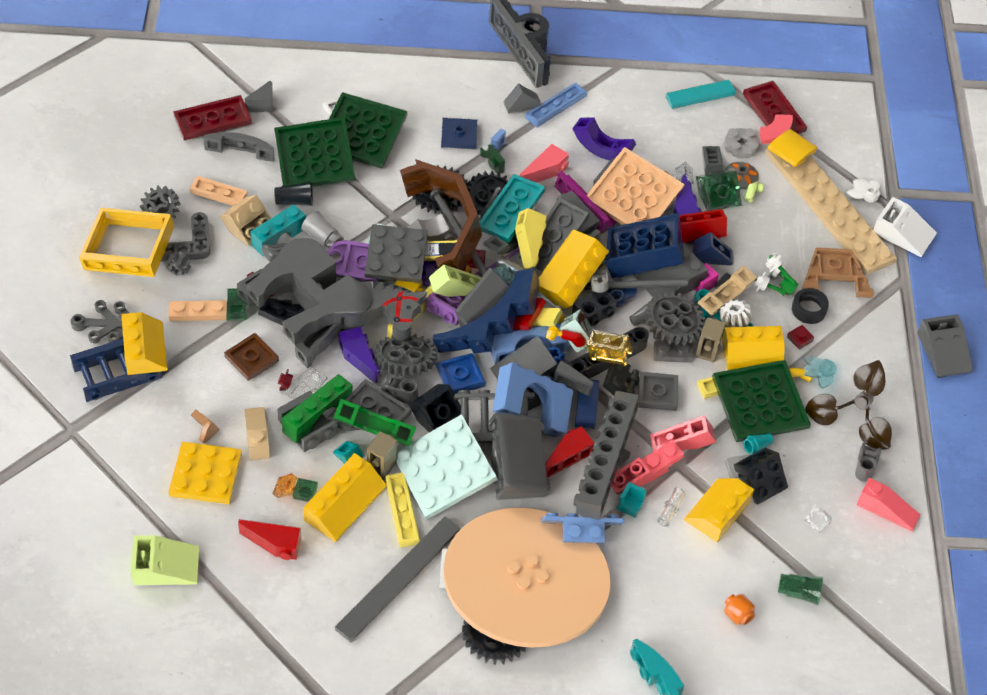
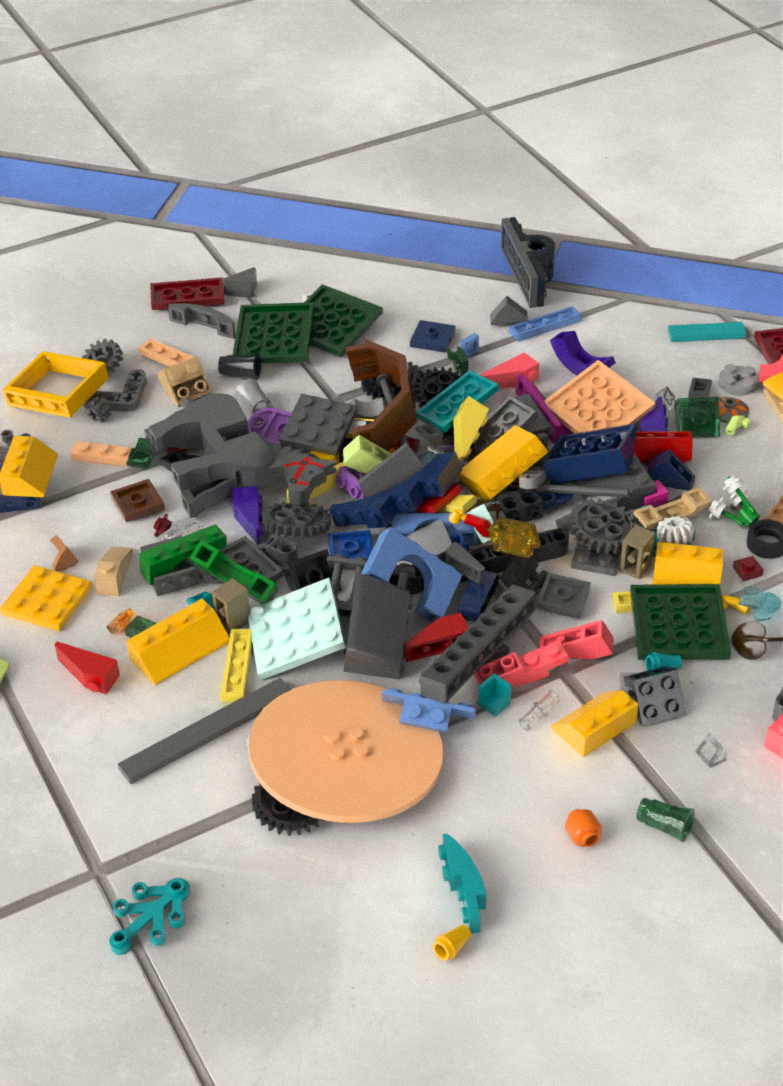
camera: 20 degrees right, 10 degrees down
(287, 222) = (224, 383): teal arch -> none

